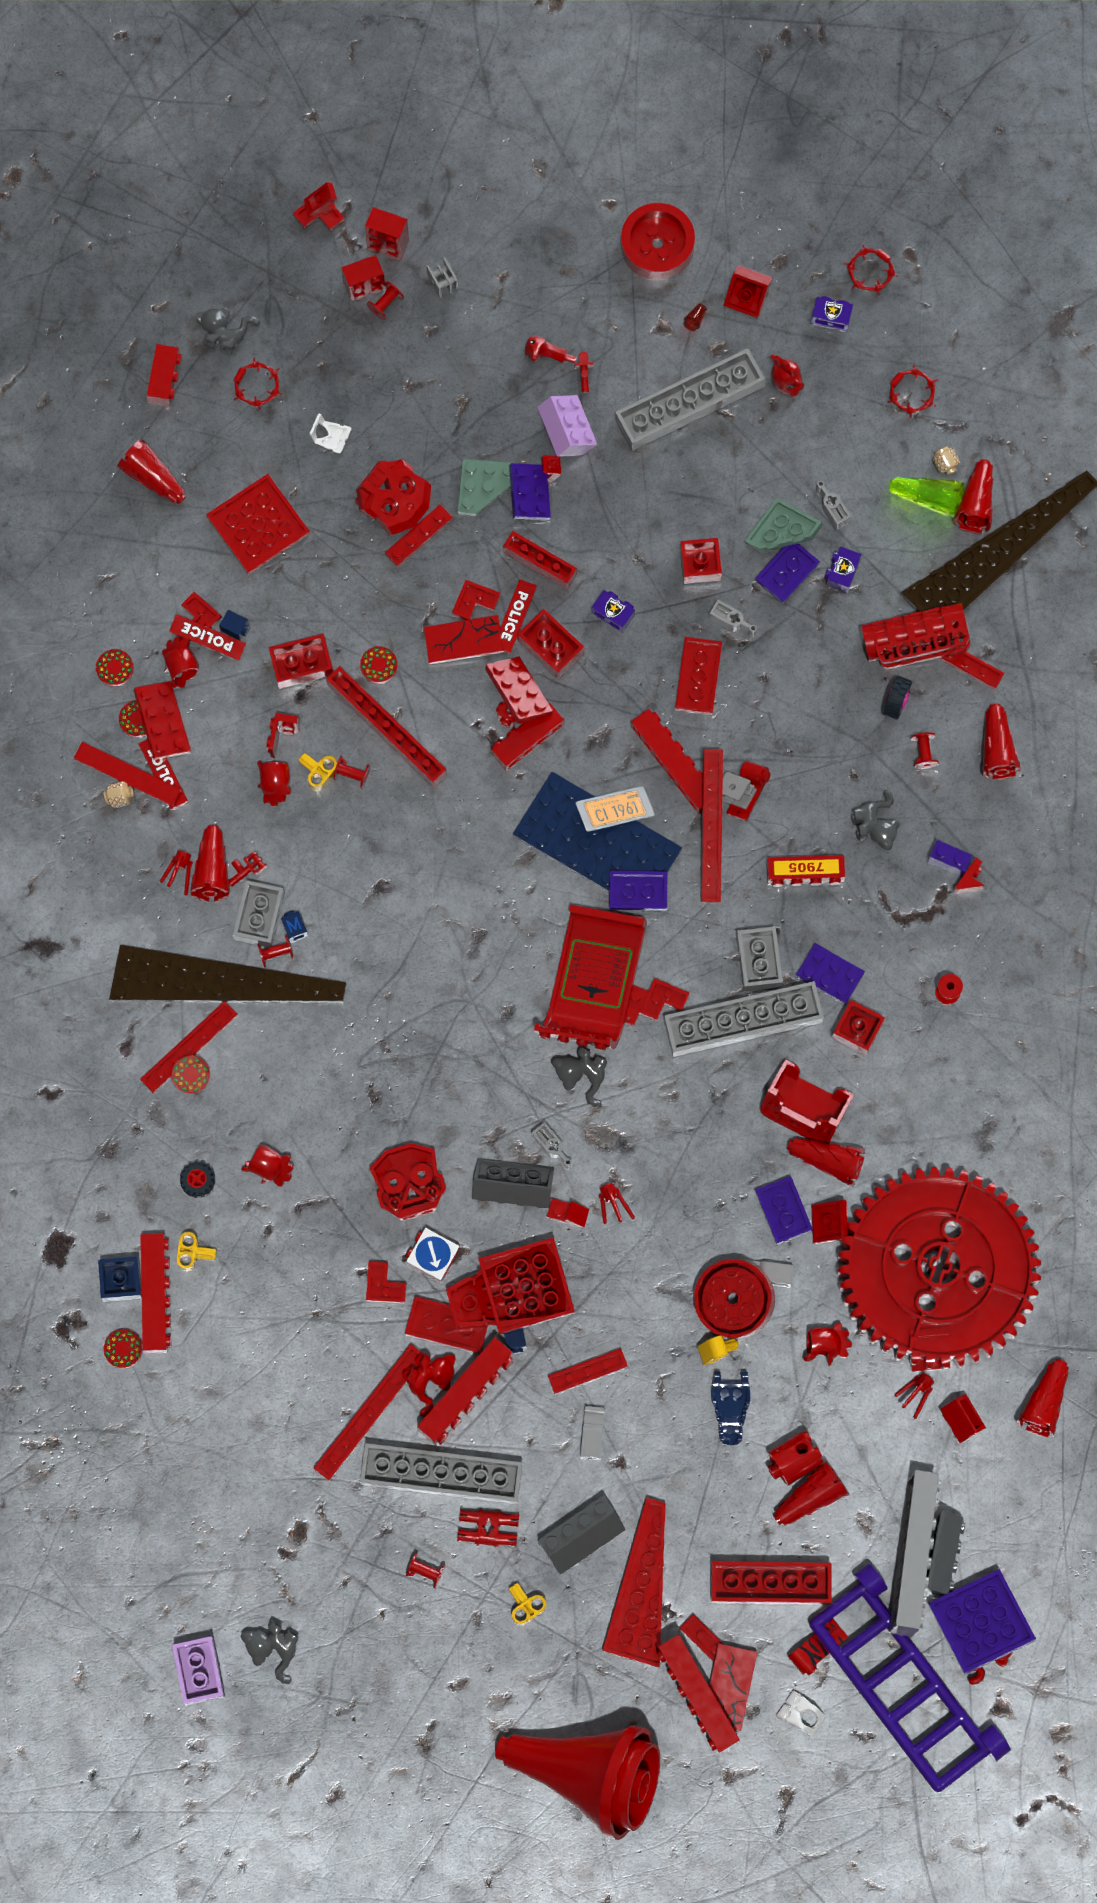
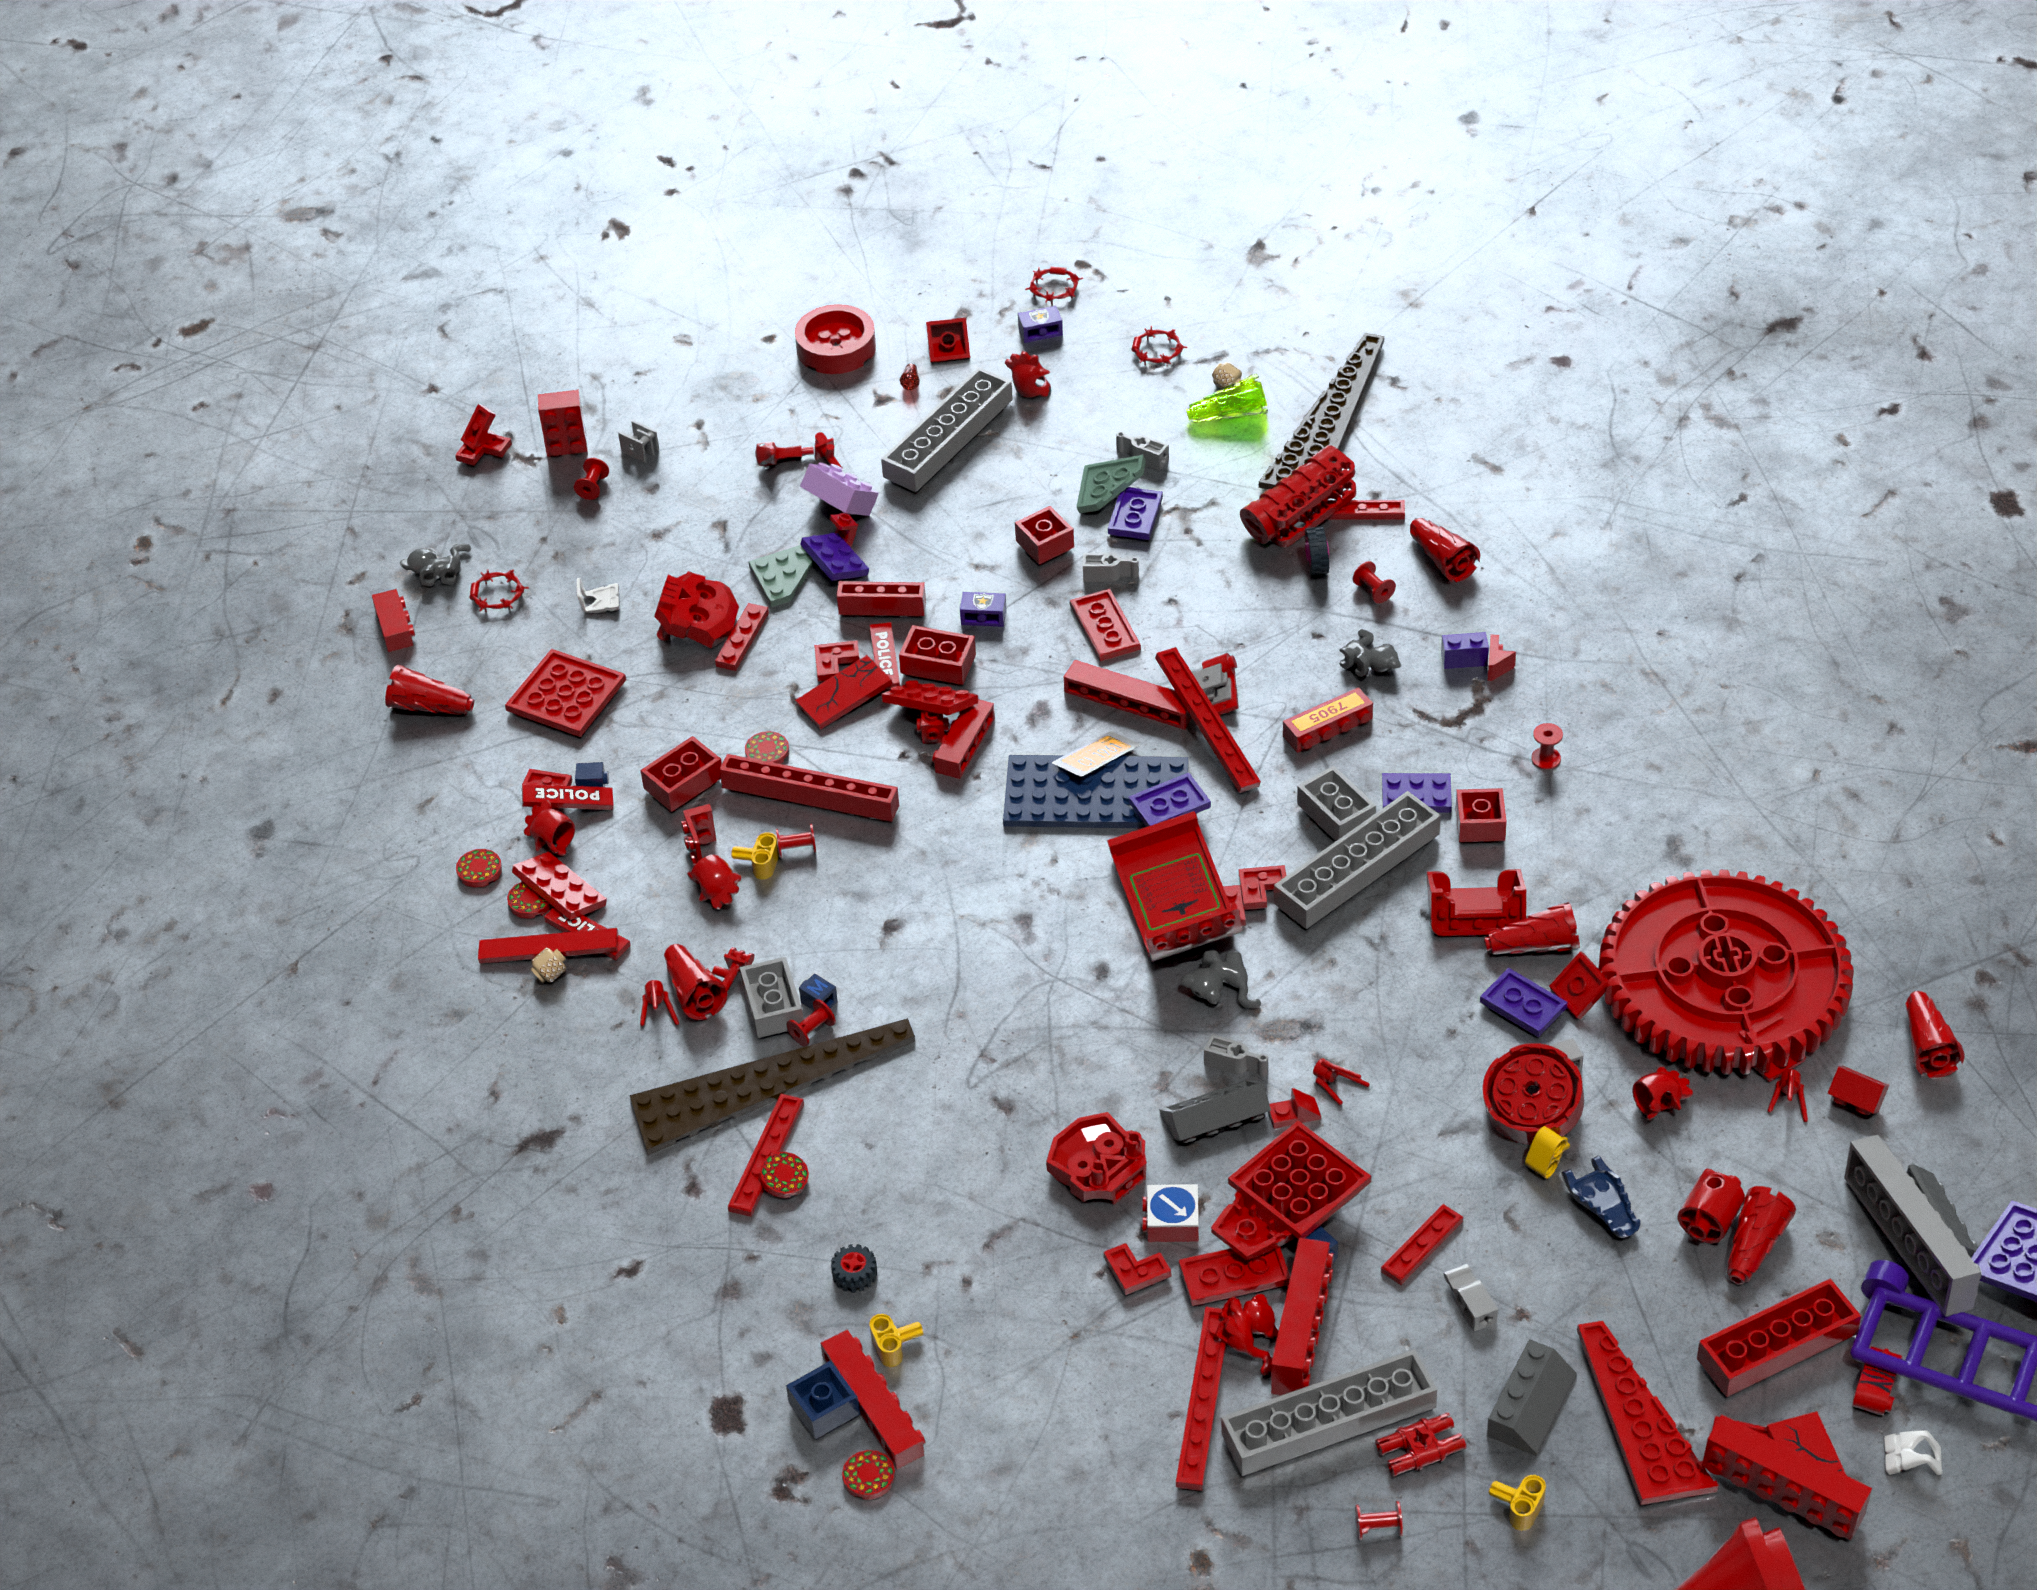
camera: 25 degrees left, 30 degrees down
(270, 1166) = (933, 1211): red piece -> none
(363, 278) = (558, 467): red brick -> none
(843, 569) = (1189, 489): dark purple brick -> none
(976, 503) = (1283, 395): red cone -> none

